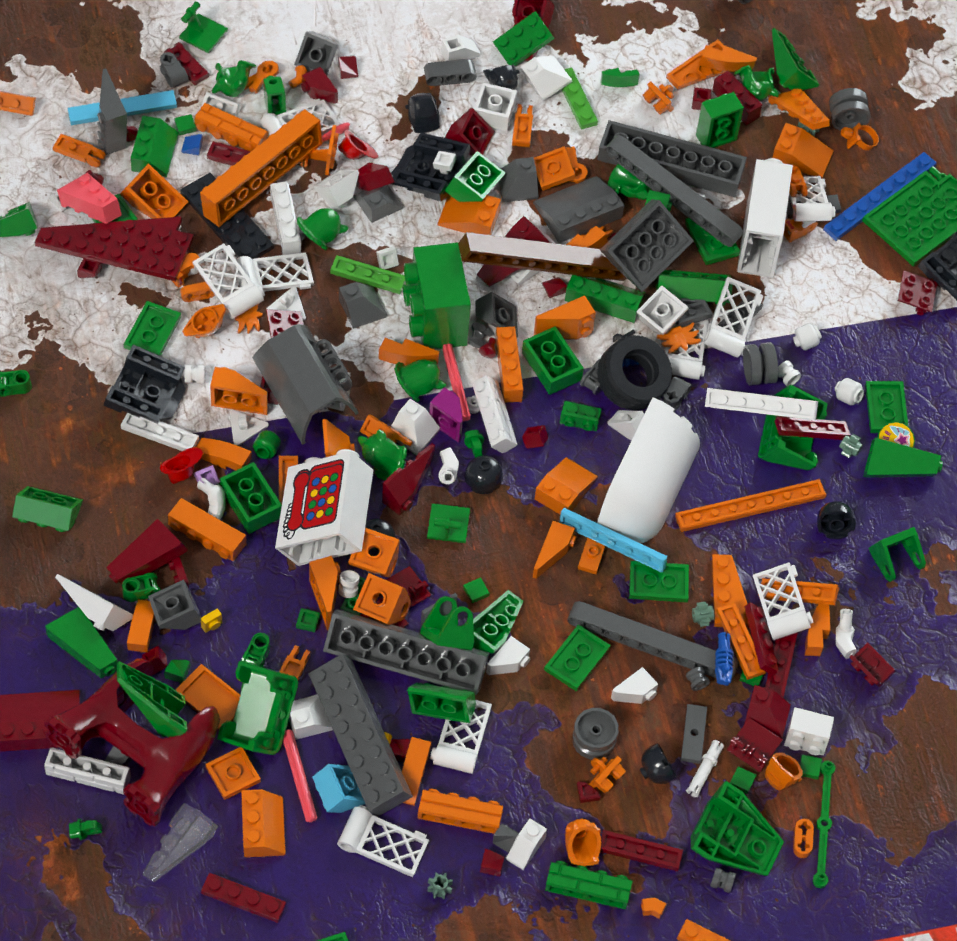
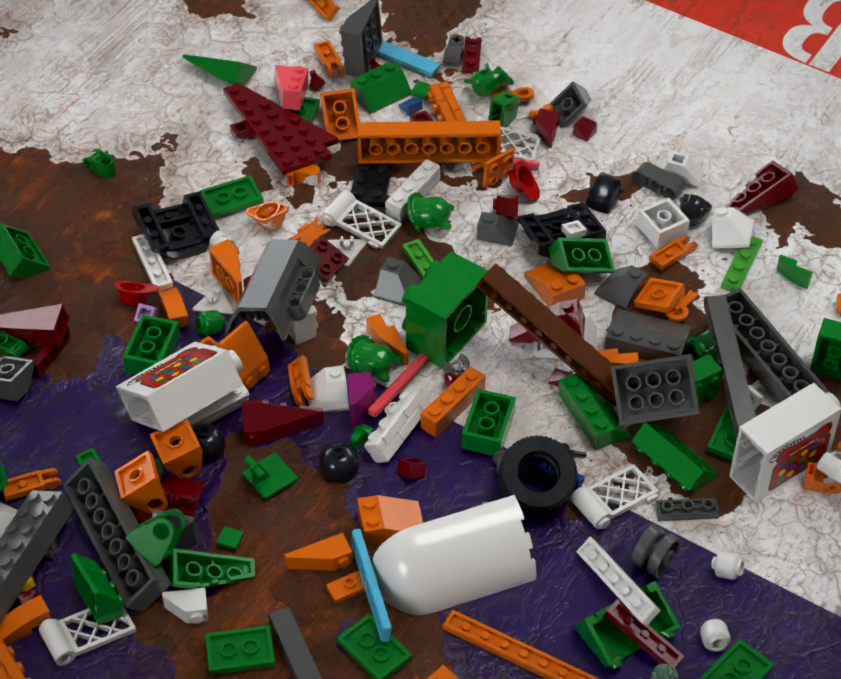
camera: 50 degrees right, 10 degrees down
(196, 292) = (293, 194): orange beam -> none
(201, 30) = (508, 42): green plate -> none
(207, 530) = (98, 345): orange brick -> none
(211, 620) = (23, 405): yellow plate -> none
(216, 497) = (123, 337): white arm -> none
(222, 103) = (463, 95): white slope -> none
(242, 298) = (312, 215): white piece -> none
(255, 654) = (24, 451): green piece -> none
(324, 583) = (121, 442): orange slope -> none
(338, 187) = (475, 198): white slope -> none
(348, 584) = (136, 448): white wheel -> none
(382, 454) = (273, 382): green hair -> none
(450, 466) = (317, 439): white arm -> none
(471, 130) = (623, 229): dark red slope -> none
(496, 311) = (490, 360): dark grey slope -> none
(523, 39) = (743, 193): green plate -> none
(571, 319) = (534, 402): orange slope -> none
(580, 416) = (465, 481): green bracket -> none
(661, 311) = (617, 448): white slope -> none
(663, 102) = (814, 306): orange hips -> none
(677, 392) = (563, 521): dark grey piece -> none
(679, 337) = (614, 484): orange piece -> none
(697, 312) = (645, 470): dark grey wing -> none
(725, 339) = (648, 508): white piece -> none
(788, 373) = (677, 580): white wheel -> none

